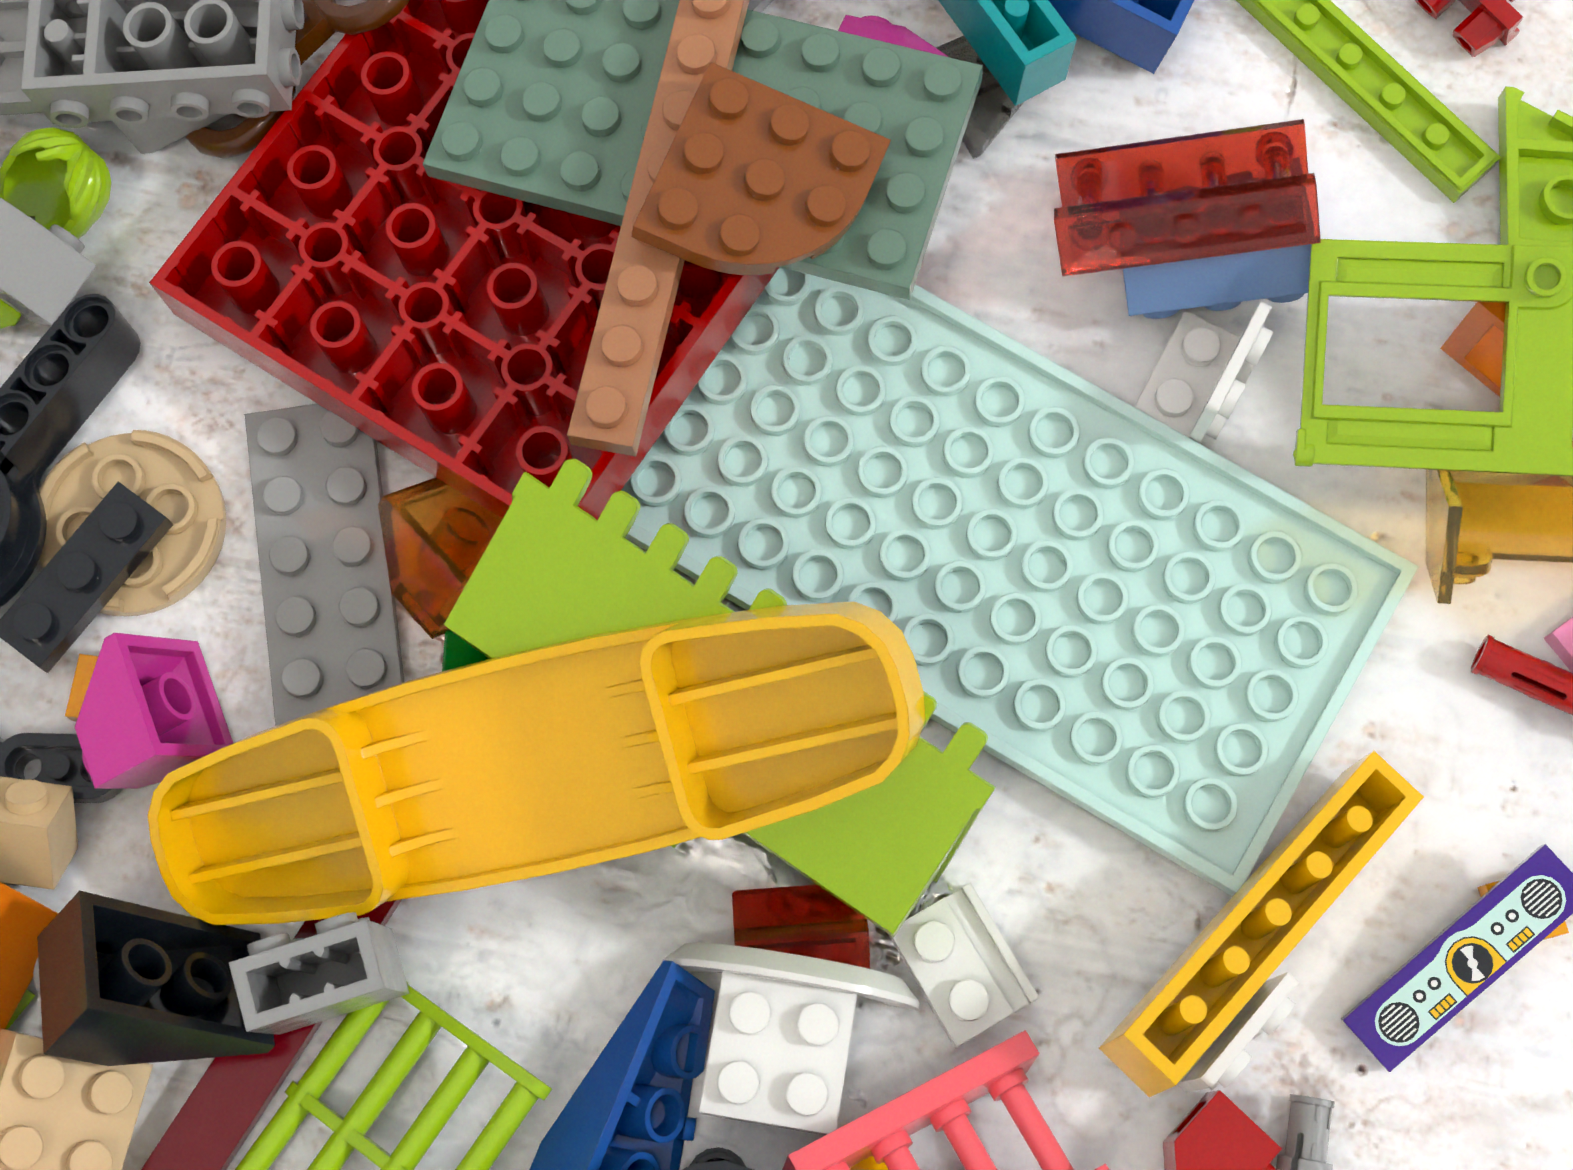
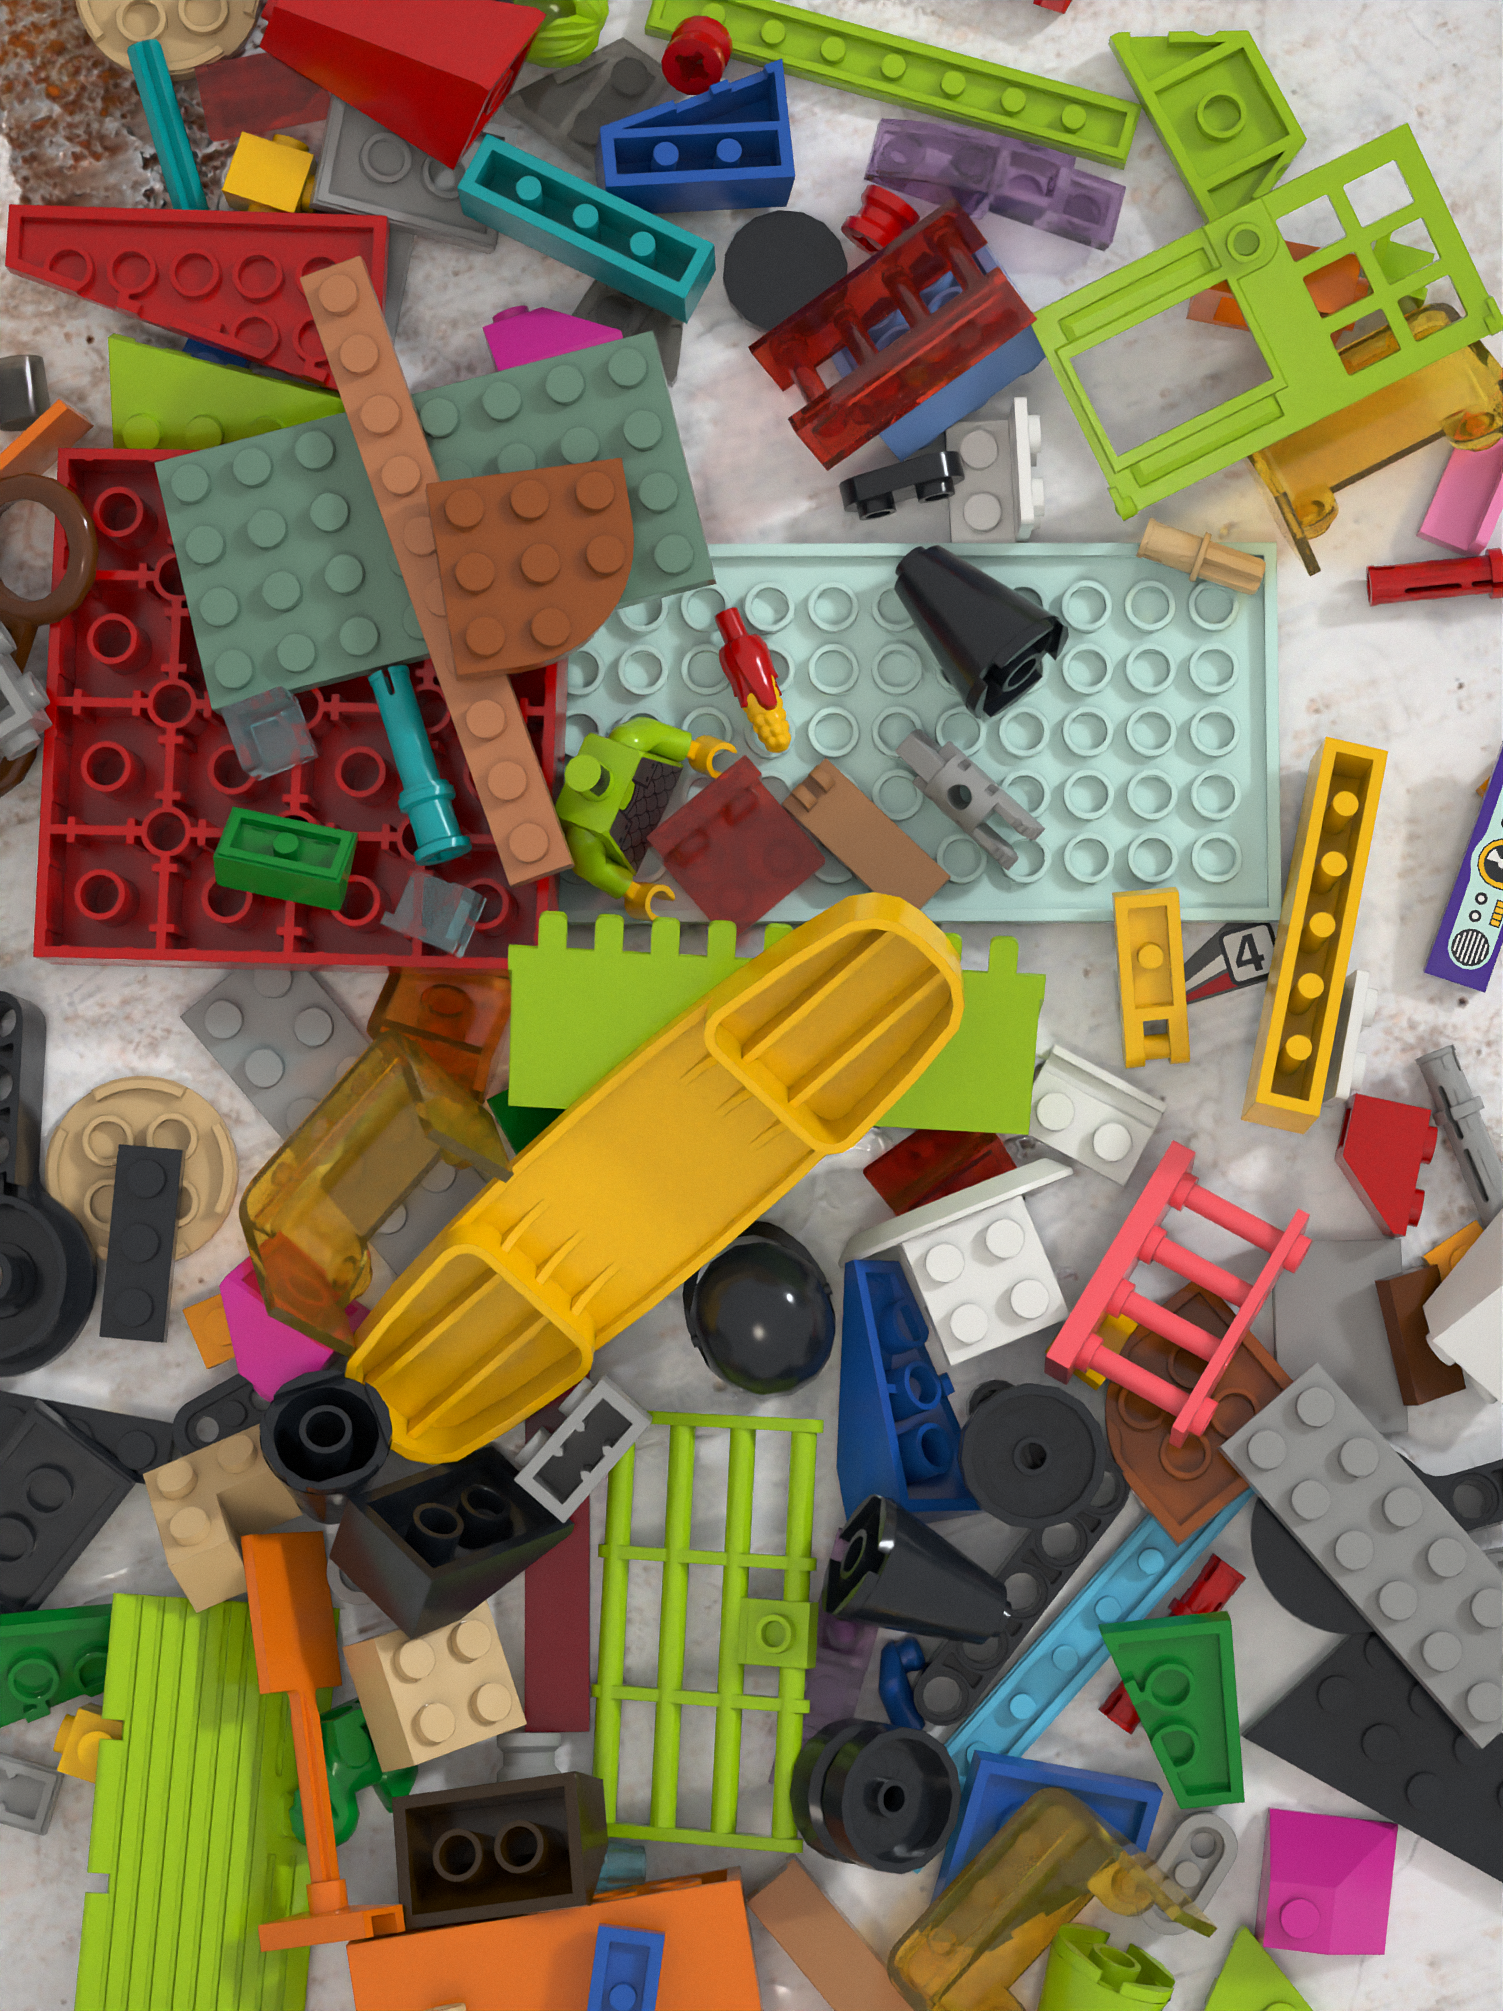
camera: 30 degrees left, 10 degrees up
(97, 825) = (326, 1440): none -> black cone
(275, 624) = (349, 1173): none -> clear yellow windscreen
(401, 318) = (285, 858): none -> green slope
(454, 204) = (269, 733): none -> clear light blue panel
(495, 433) = (436, 913): none -> clear light blue panel
(550, 328) = (425, 795): none -> teal pin
(562, 959) = (762, 1315): none -> black piece
(715, 438) = (617, 799): none -> lime torso
(791, 534) = (735, 848): none -> clear red bracket
(894, 414) = (752, 678): none -> red piece
(908, 595) = (863, 837): none -> medium nougat hinge
(1006, 591) = (939, 779): none -> light grey hinge
(1091, 871) = (1151, 975): none -> yellow plate
(1115, 482) = (977, 628): none -> black cone
(1117, 109) = (780, 266): none -> black tile
(1117, 331) = (924, 477): none -> black plate
(1166, 905) = (1230, 960): none -> sticker
(1231, 112) = (879, 220): none -> red wheel
(1345, 537) = (1201, 557): none -> tan axle
(1349, 138) = (995, 177): none -> clear purple slope

